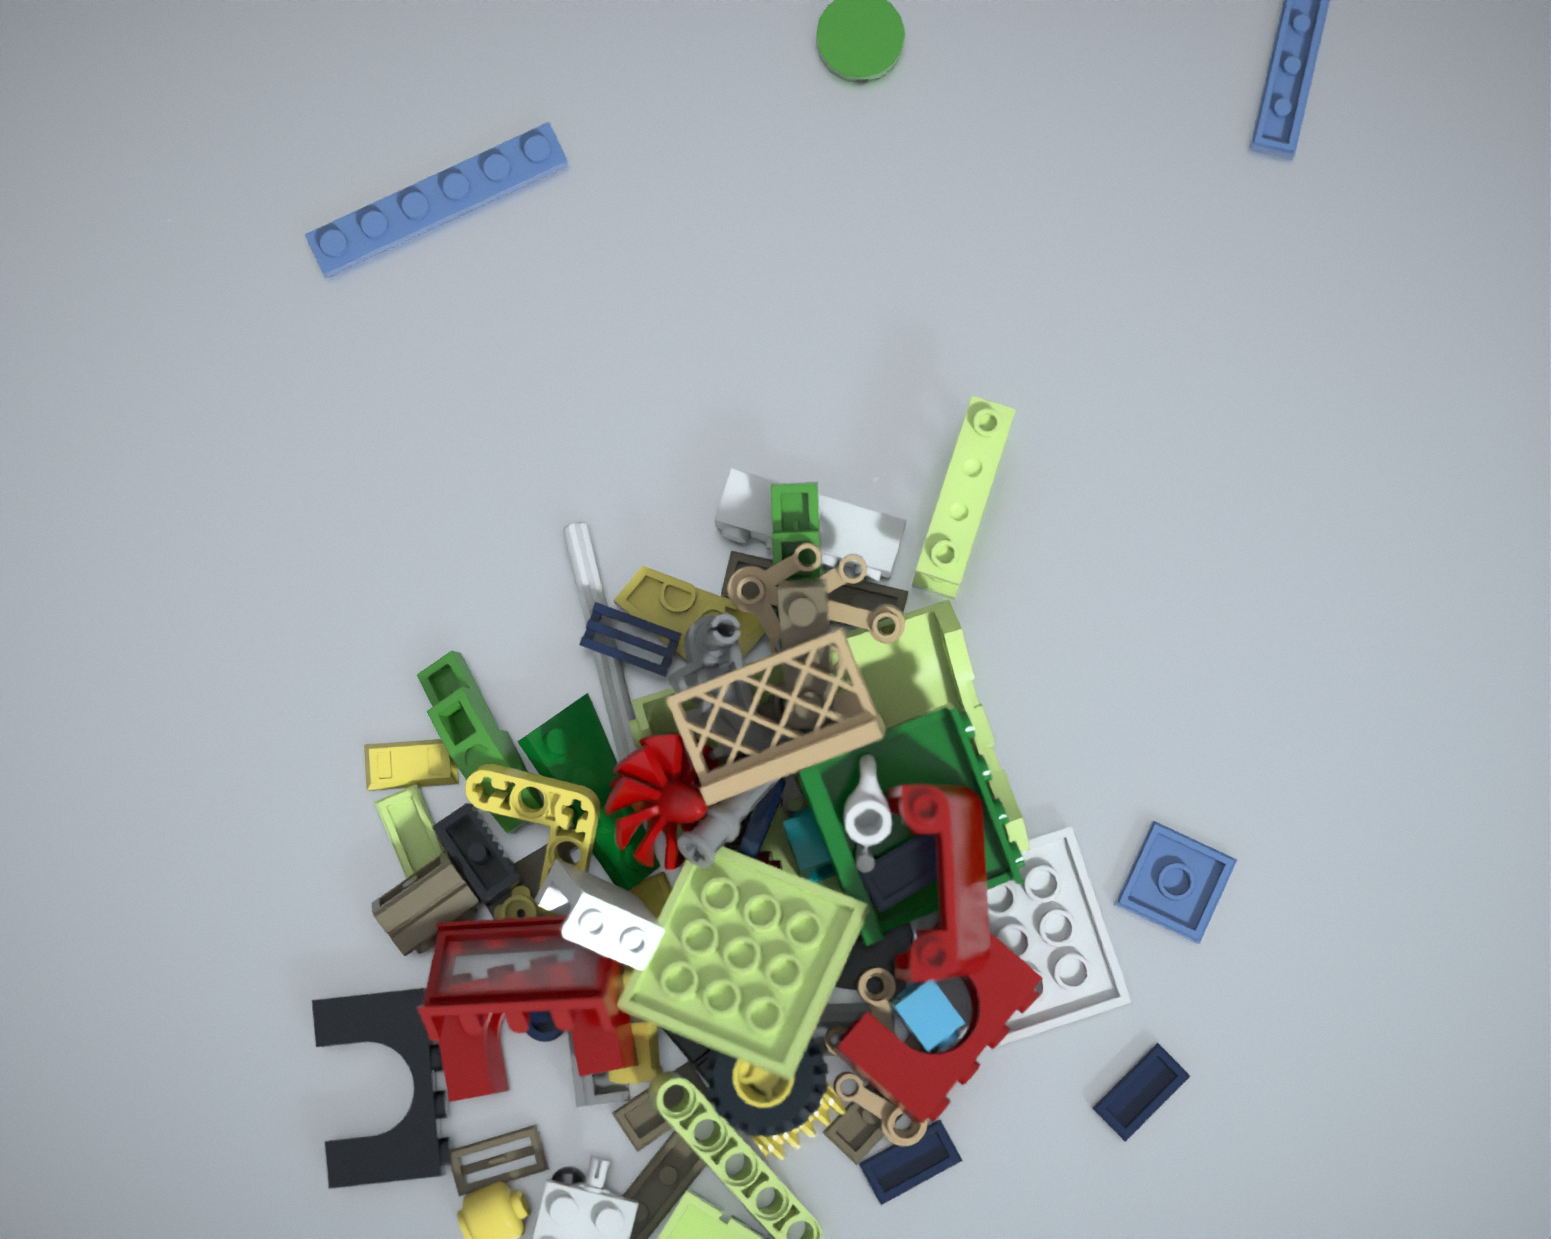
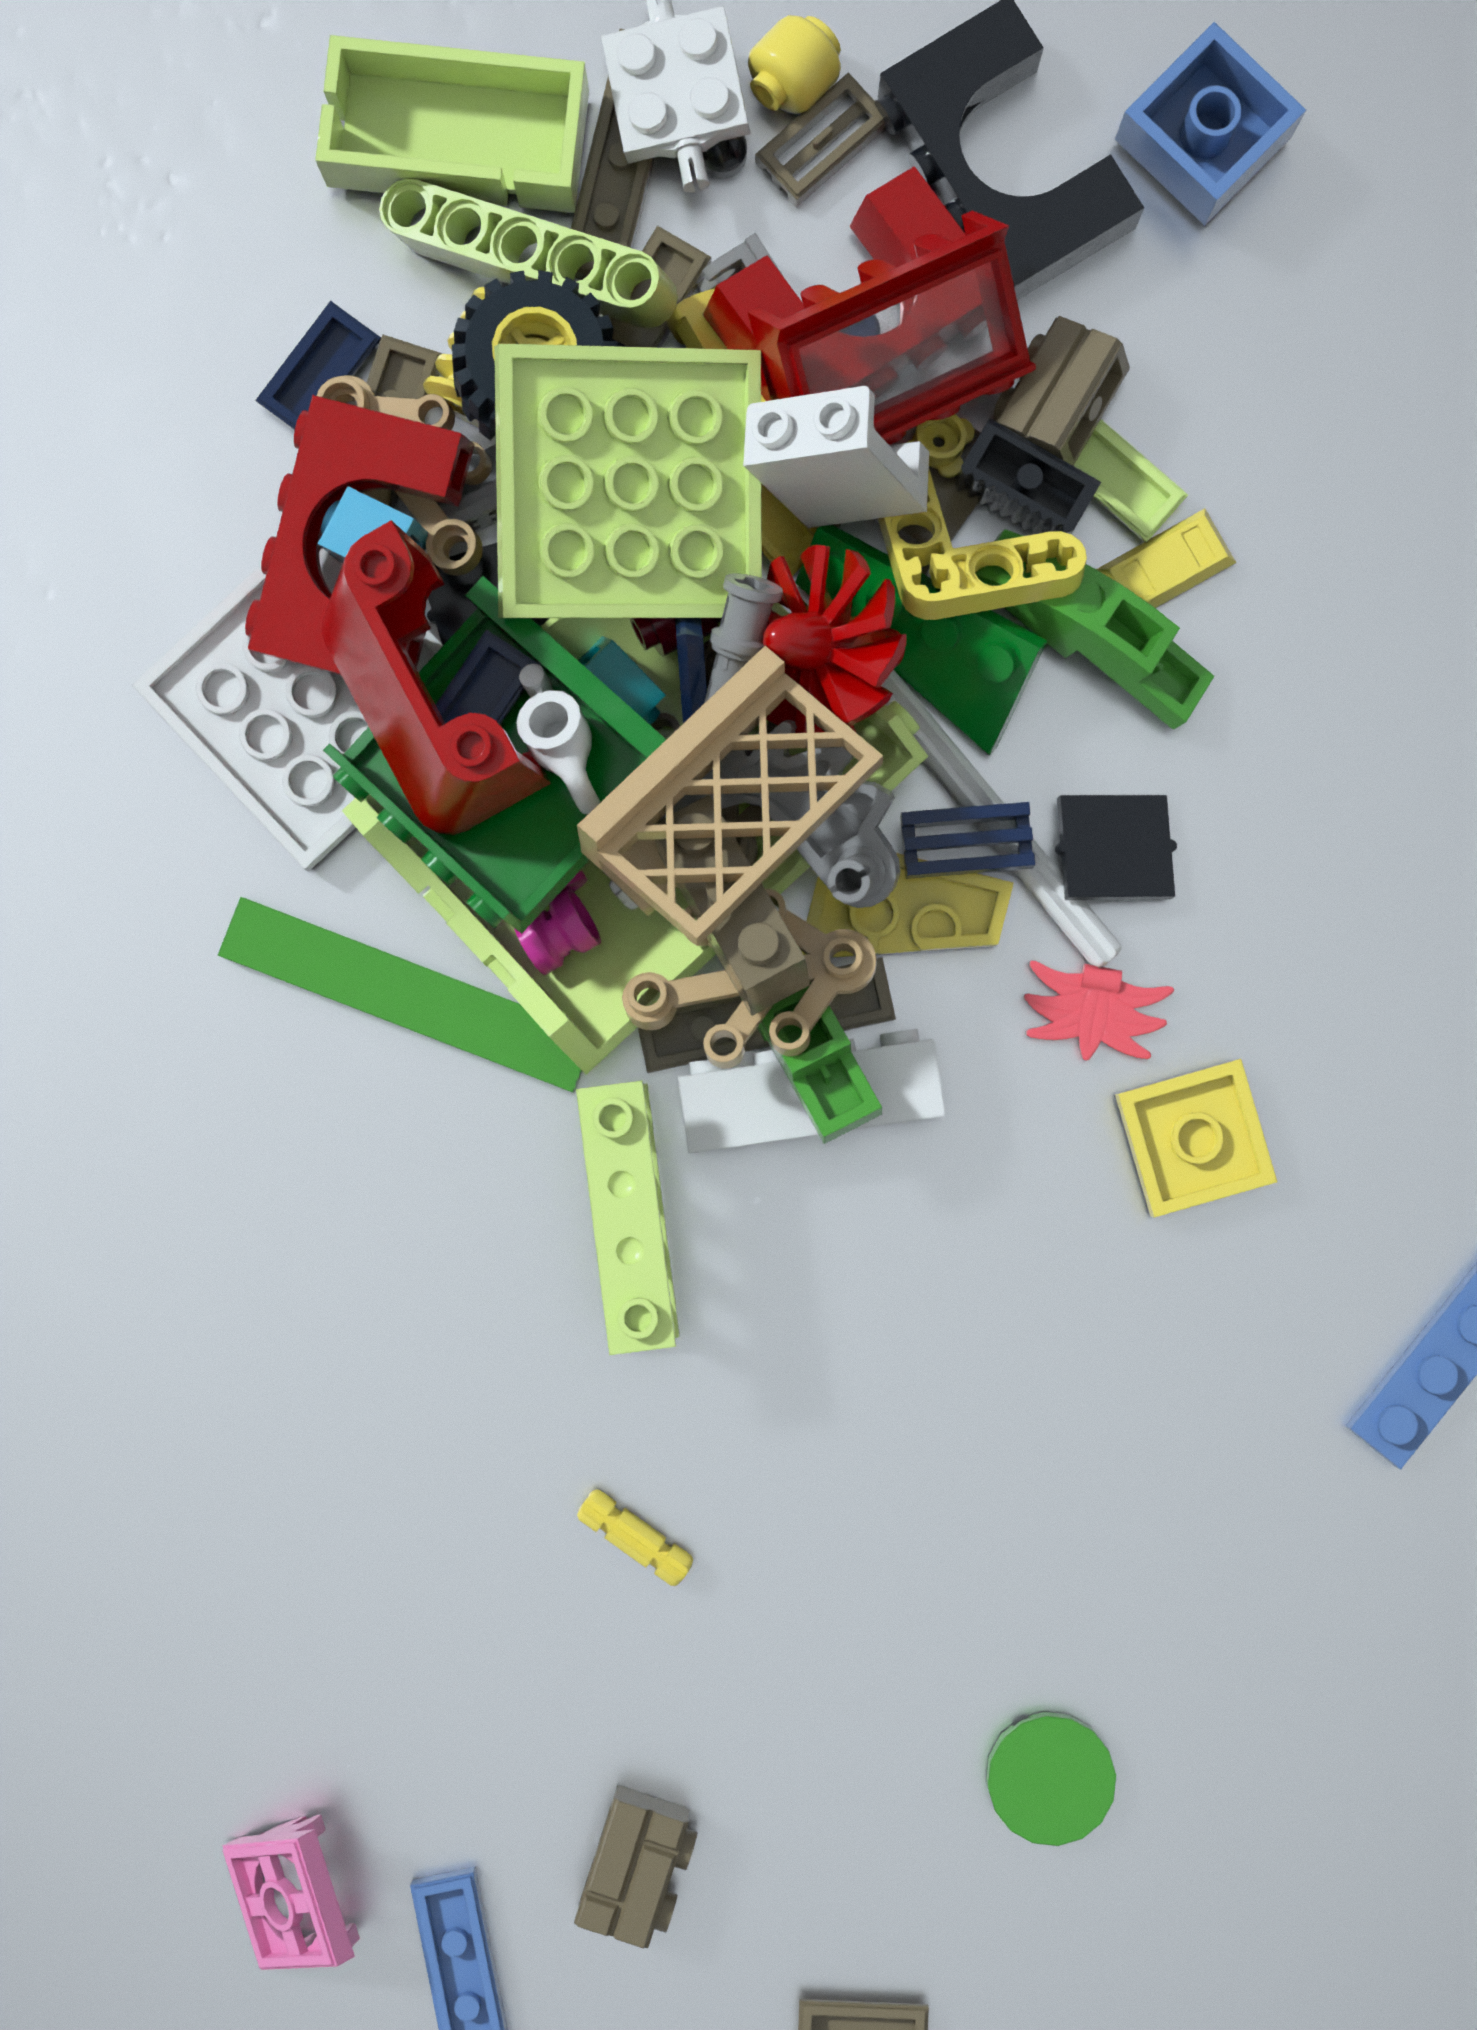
camera: 160 degrees right, 5 degrees up
(239, 1038) = (1209, 123): none -> medium blue brick
(535, 593) = (1115, 847): none -> black piece
(575, 385) = (1196, 1138): none -> light yellow plate
(599, 498) = (1095, 1009): none -> coral piece
(917, 700) = (559, 931): none -> dark pink wheel
(1051, 723) = (395, 991): none -> bright green tile
(1053, 302) = (635, 1537): none -> light yellow axle
(1141, 1092) = (73, 585): dark blue tile -> none
(1147, 100) = (634, 1866): none -> dark tan brick
(1175, 882) = (146, 865): medium blue tile -> none
(1395, 162) = (274, 1938): none -> bright pink piece

